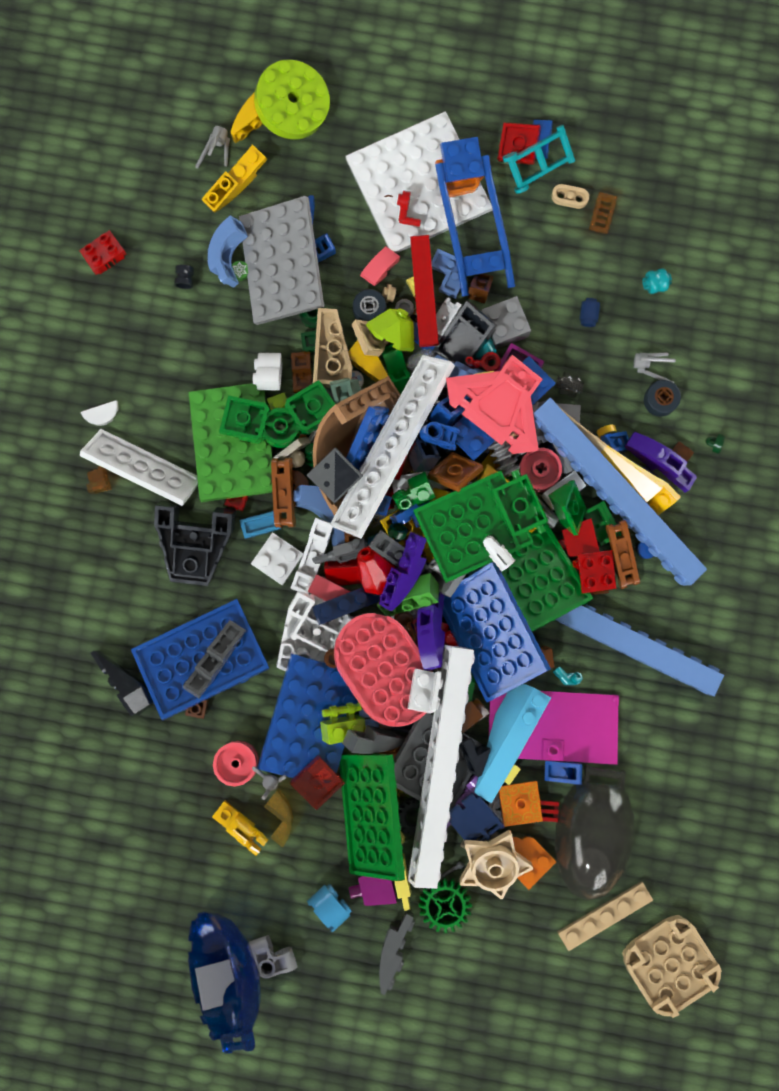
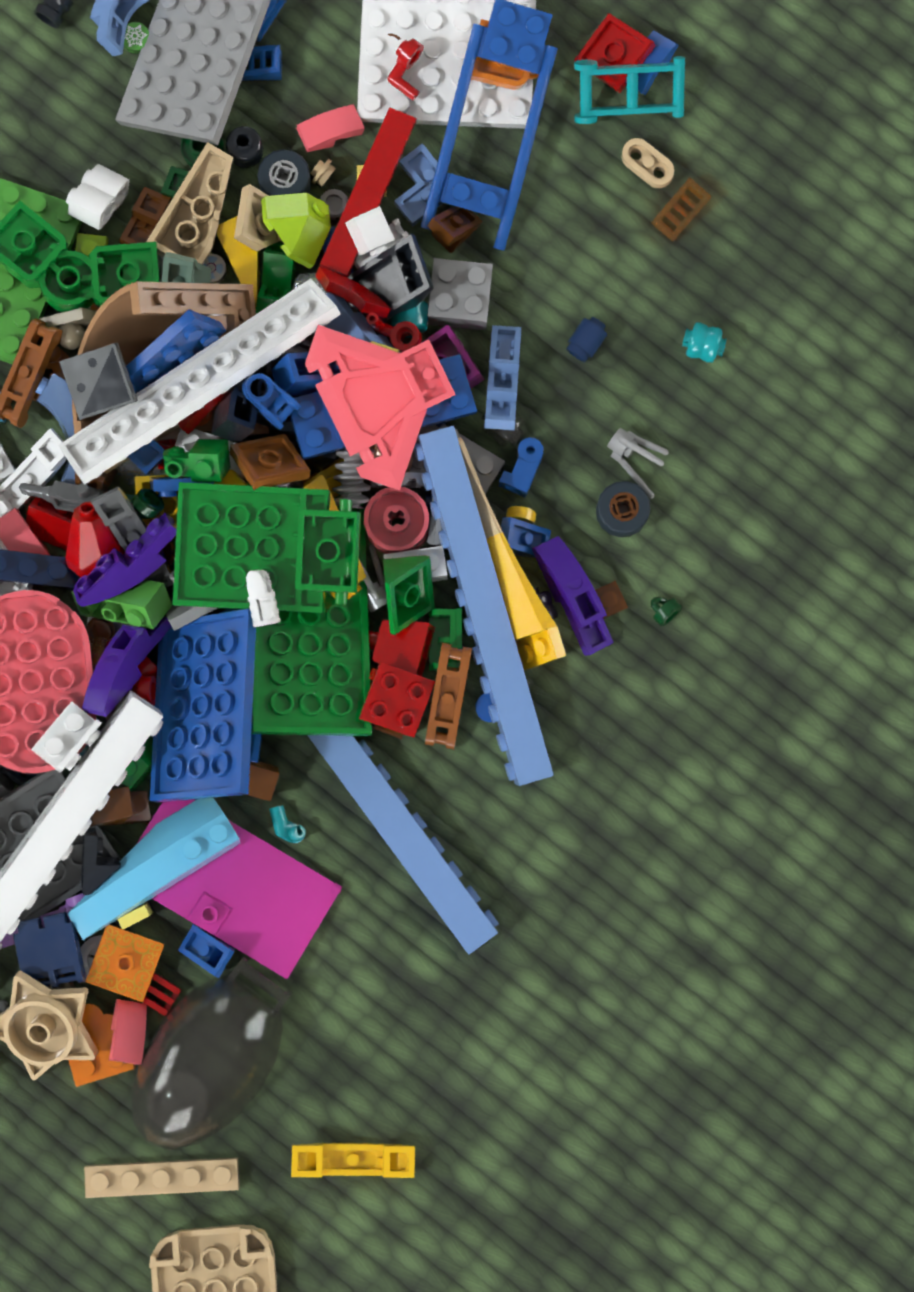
camera: 25 degrees right, 0 degrees up
(338, 299) = (244, 146): none -> black piece
(440, 312) = (370, 232): none -> white brick
(447, 351) = (353, 292): none -> red tile
(543, 840) = (129, 1032): none -> coral slope
(556, 358) = (503, 378): none -> medium blue slope
(594, 403) = (528, 460): none -> blue leg
(709, 847) = (353, 1160): none -> yellow slope

